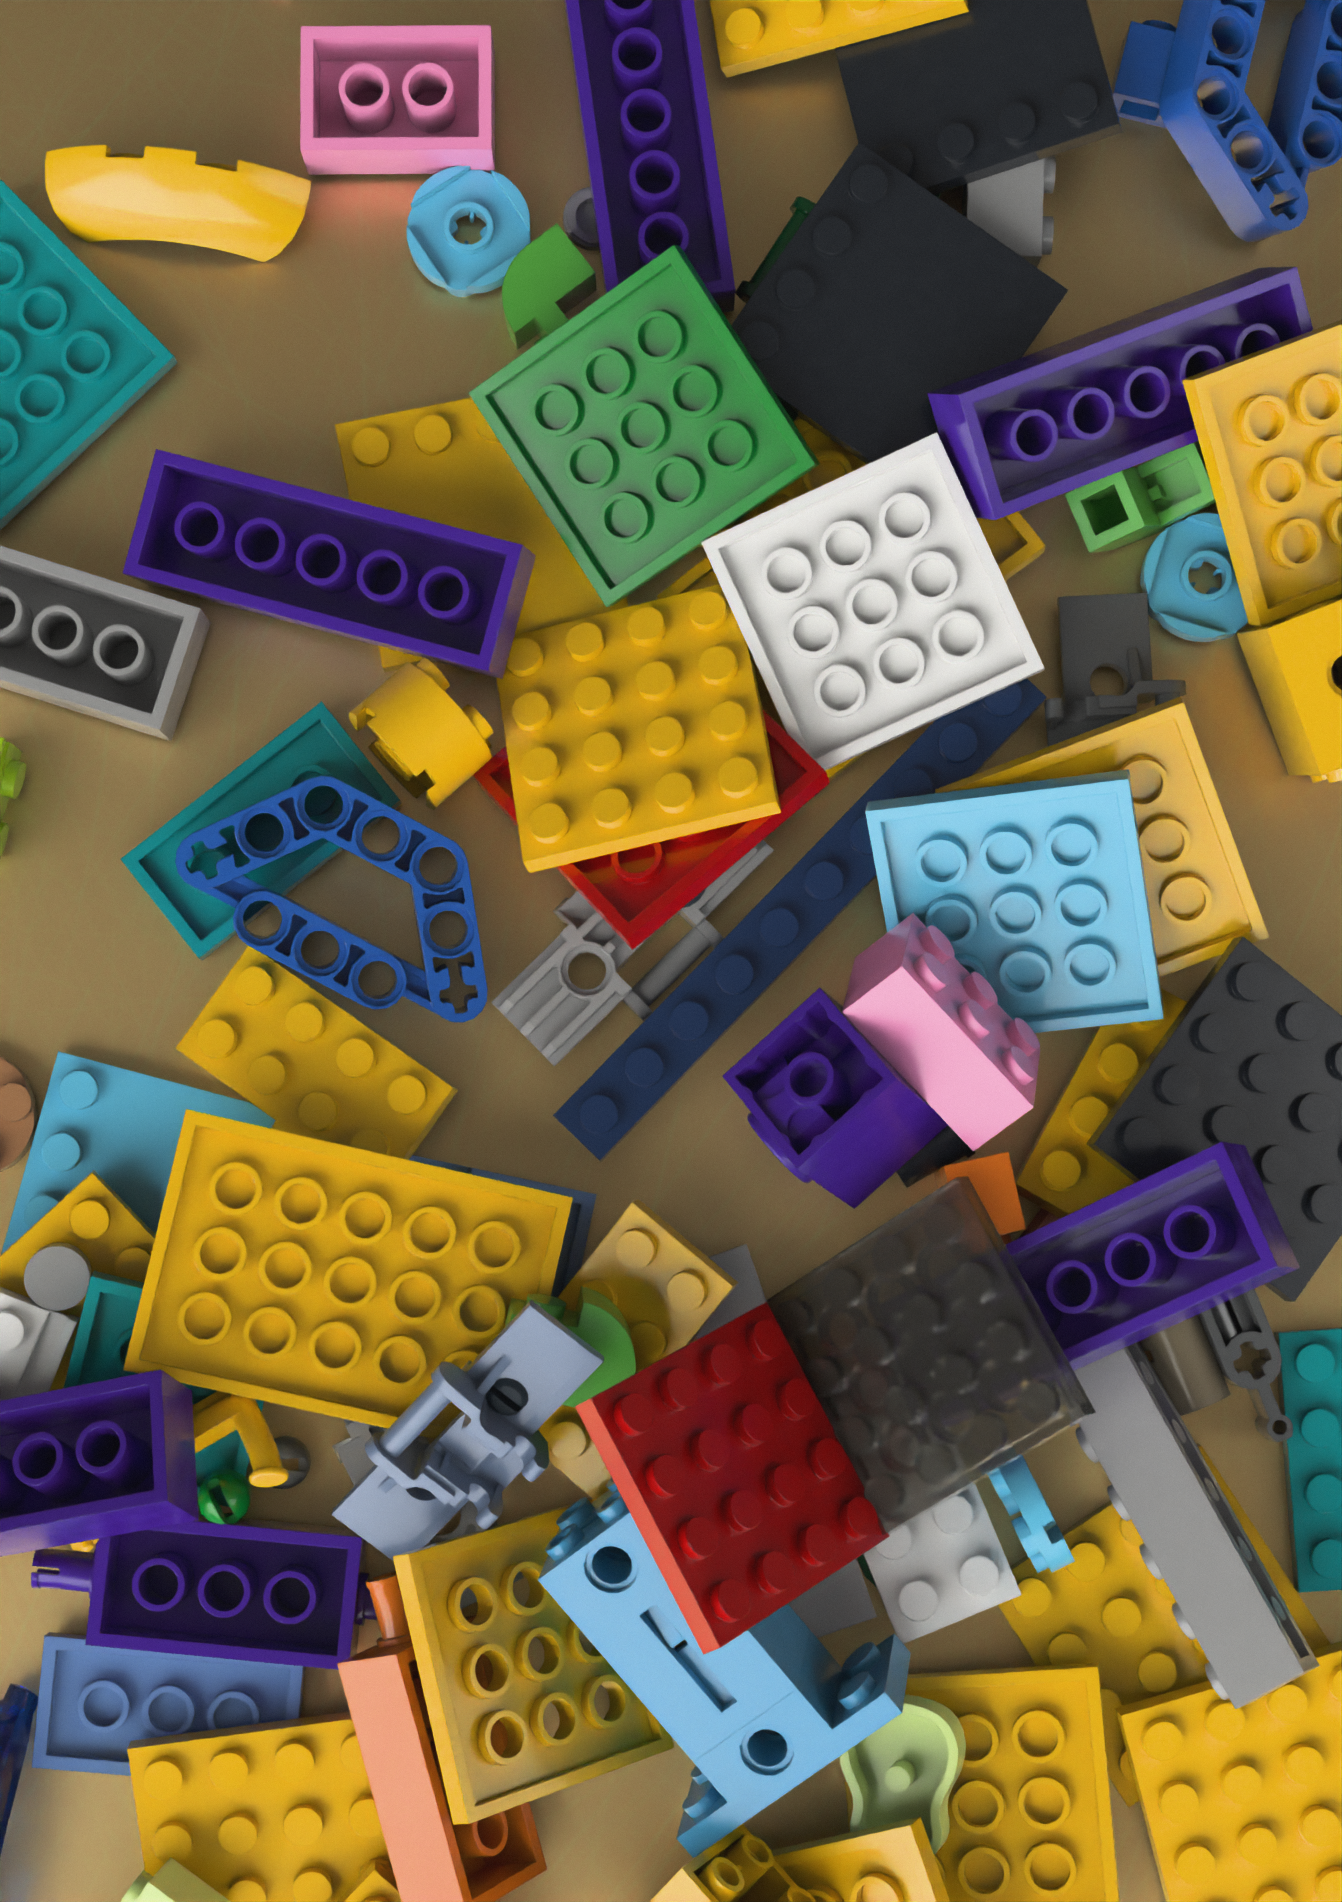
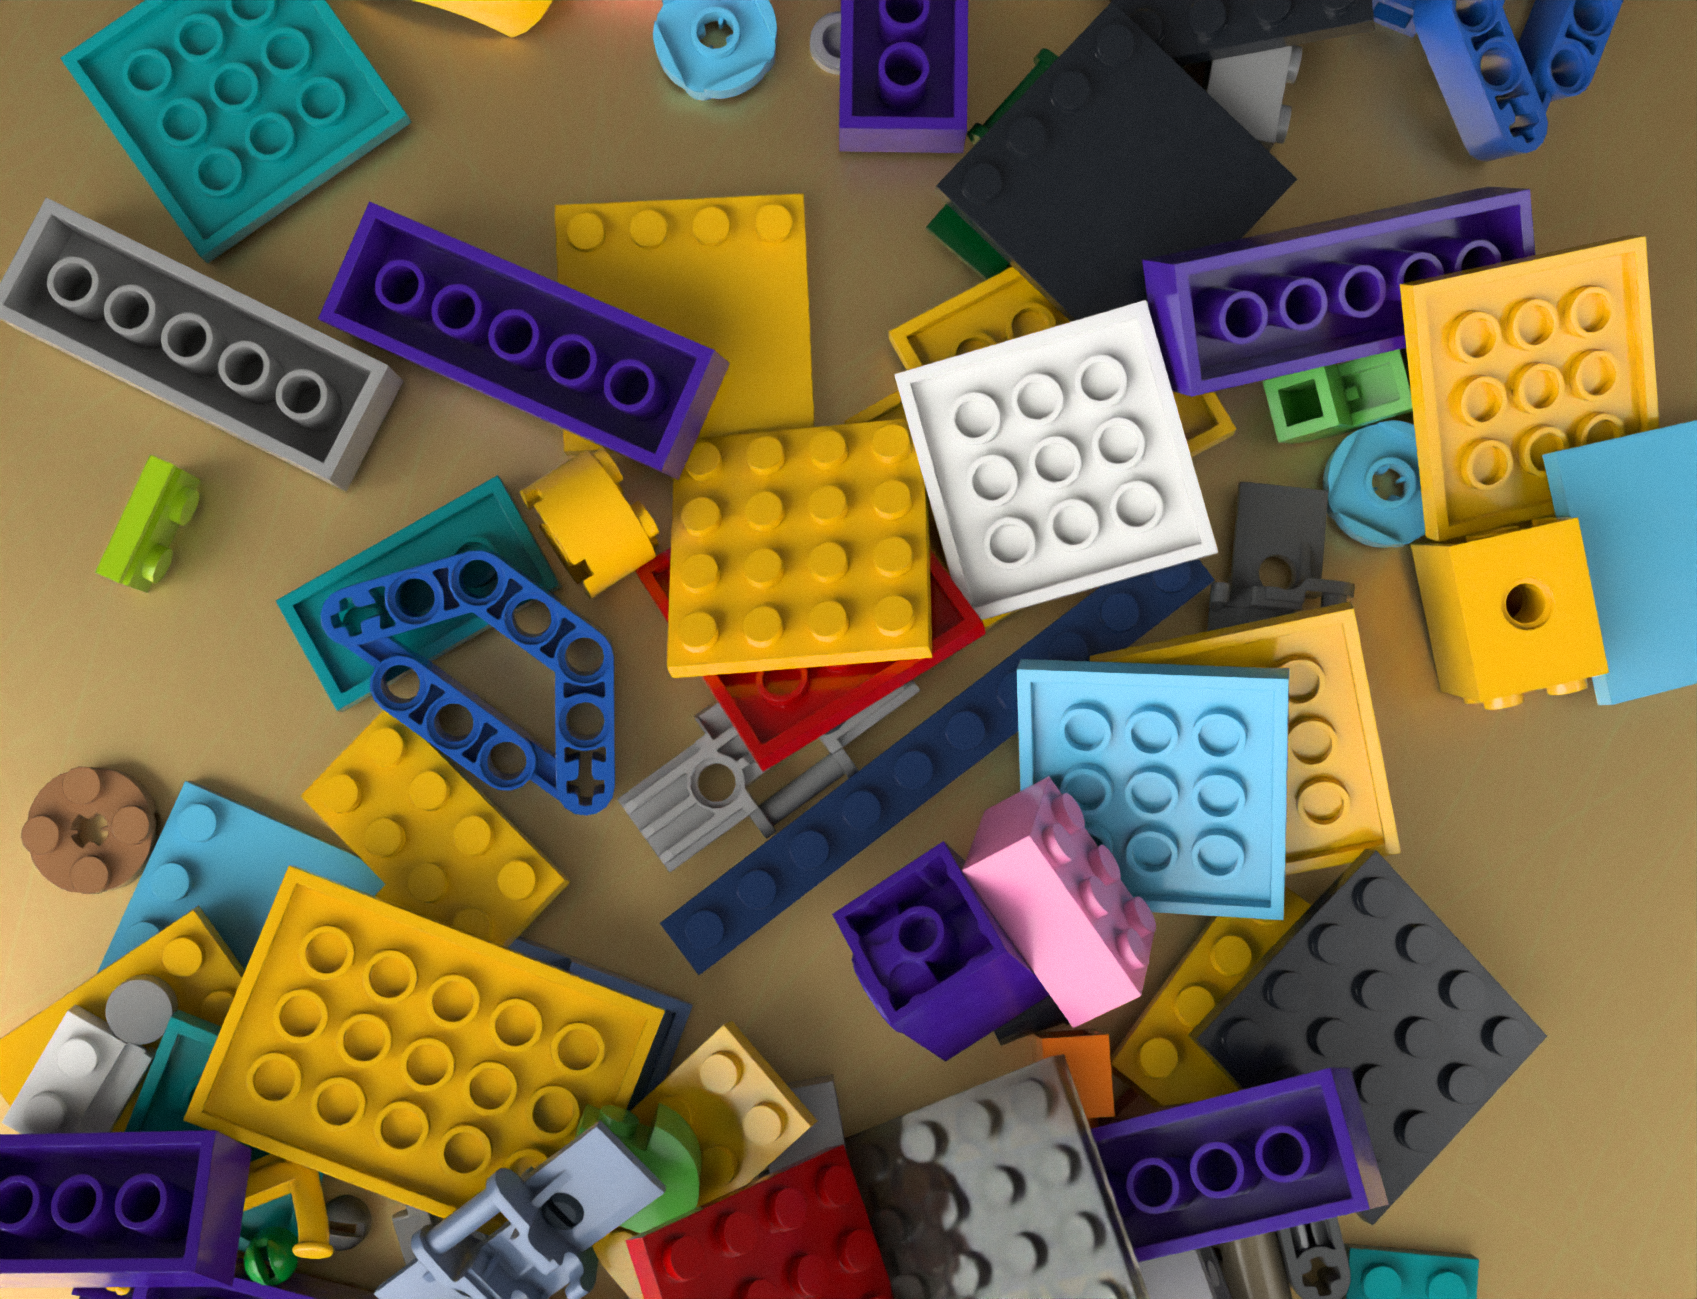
camera: 10 degrees right, 0 degrees up
(544, 285) = (776, 103): bright green brick -> none
(643, 426) = (855, 250): green plate -> none

